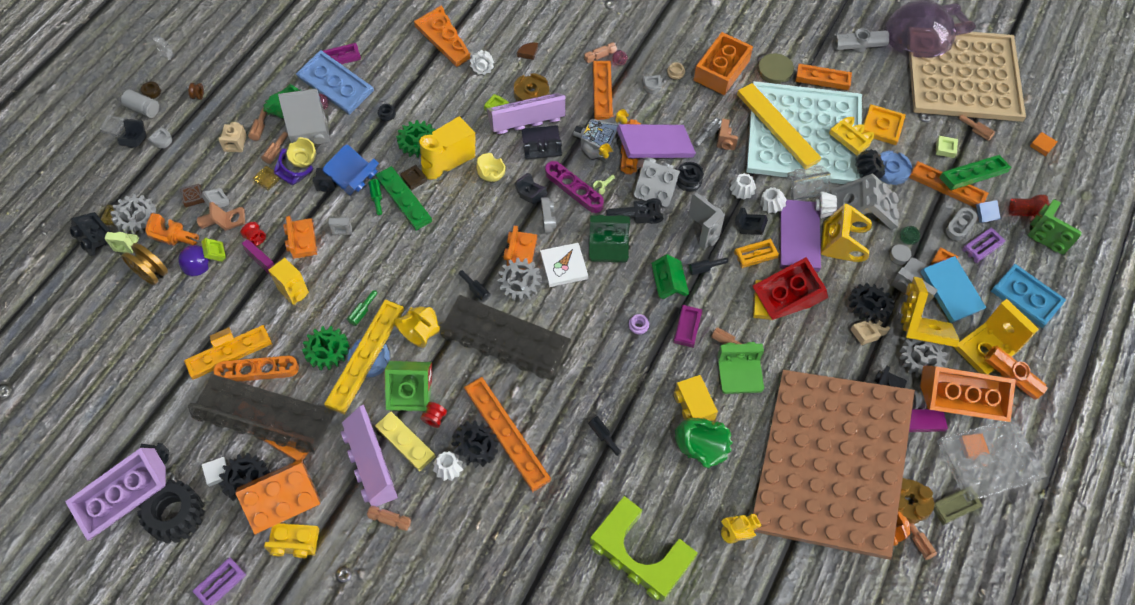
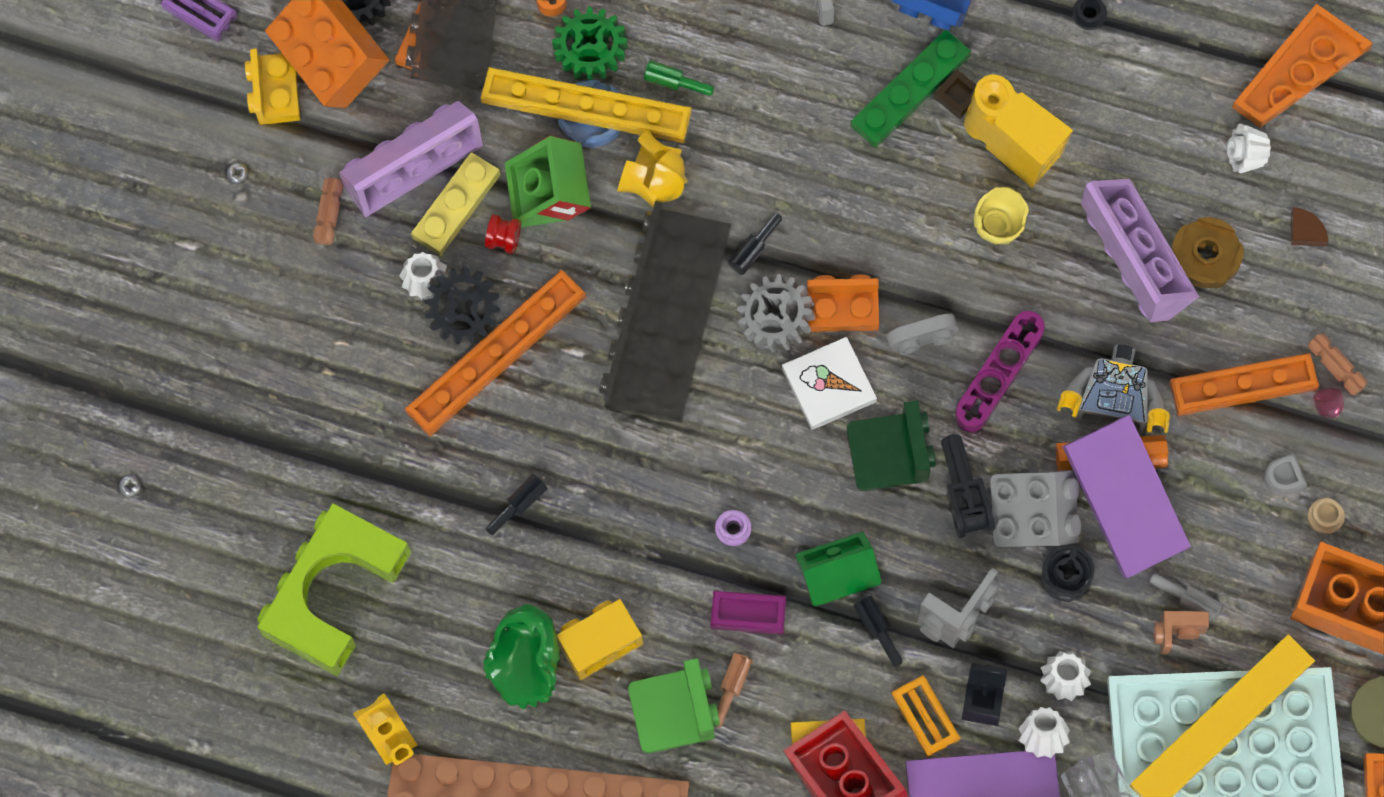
camera: 85 degrees right, 10 degrees up
(375, 193) = (905, 42): green axle -> none
(410, 136) = (1050, 69): green gear -> none
(494, 101) = (1159, 197): lime tile -> none
(529, 189) = (970, 294): black bracket -> none
(541, 142) = (1088, 295): black hinge -> none
(603, 184) = (1016, 421): yellowish green hand -> none

